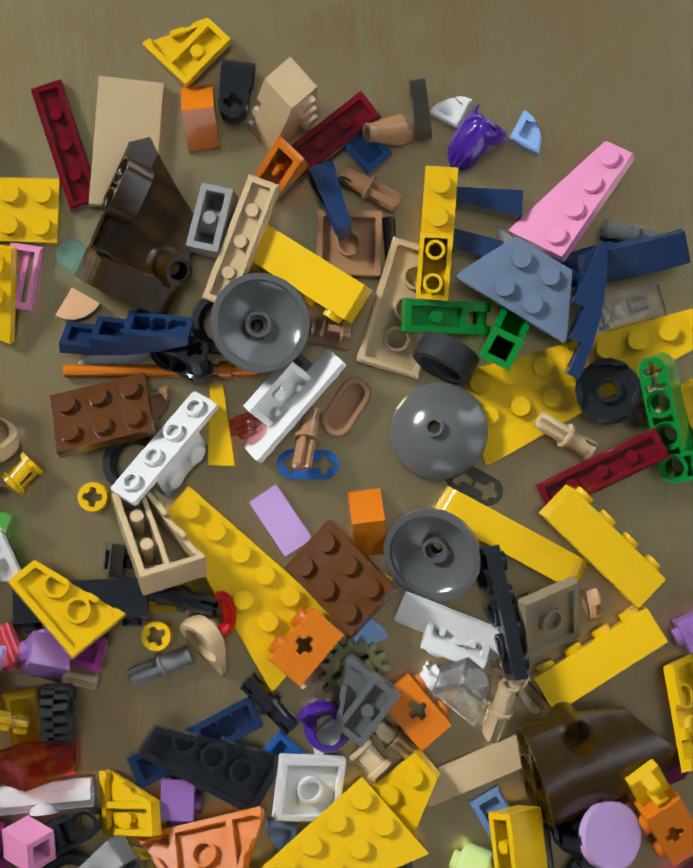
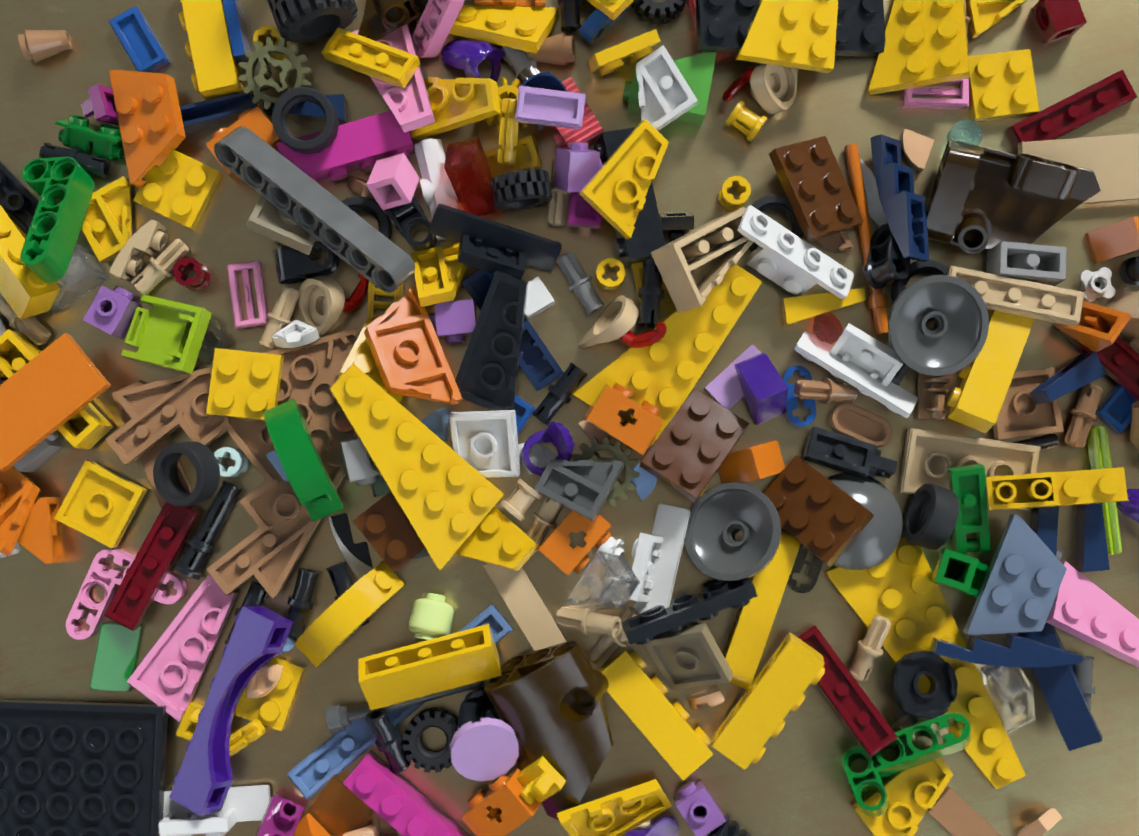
camera: 75 degrees right, 0 degrees up
(109, 752) = (493, 244): none -> black bracket
(169, 713) = (537, 298): none -> white slope
(241, 160) = (1088, 286): none -> white plate
(294, 501) = (762, 388): none -> dark purple slope
(373, 426) = (847, 454): none -> black hinge
(415, 178) = (1100, 459): none -> lime axle
(423, 469) = (816, 510): none -> reddish brown plate

